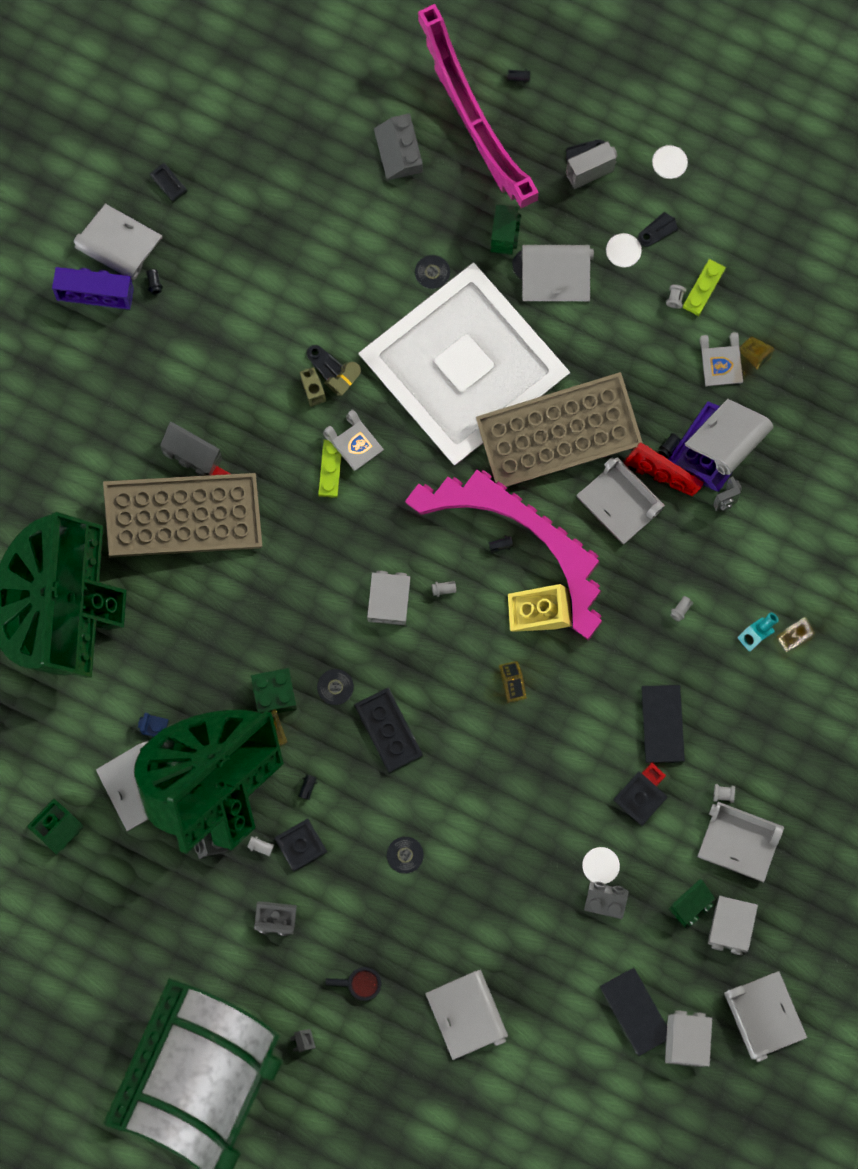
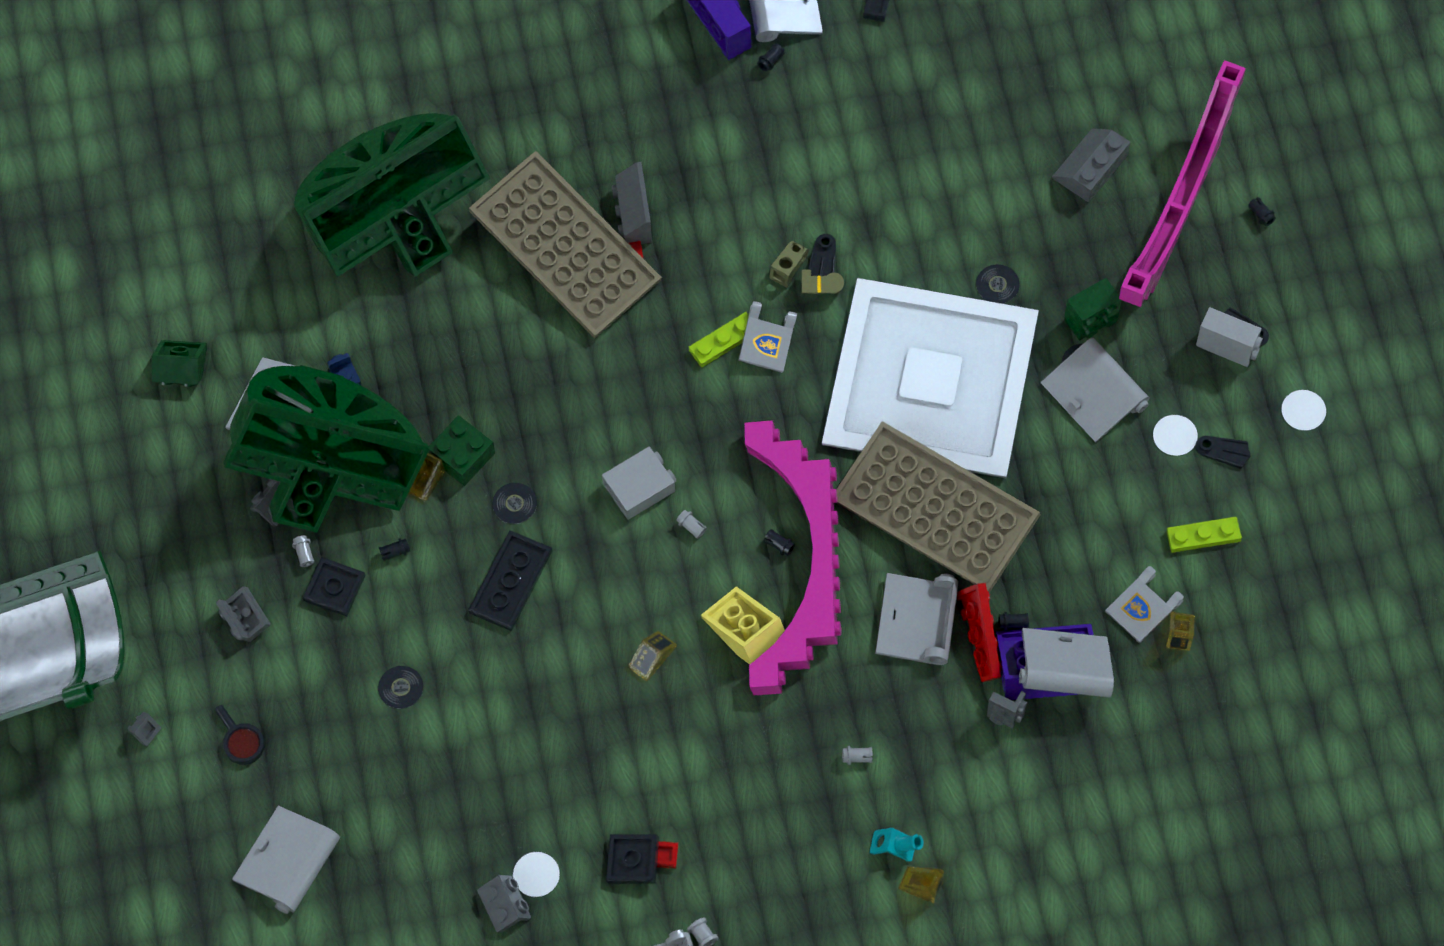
camera: 55 degrees right, 10 degrees down
(662, 724) = (726, 825): black tile -> none
(676, 296) = (1169, 514): light grey bush -> none

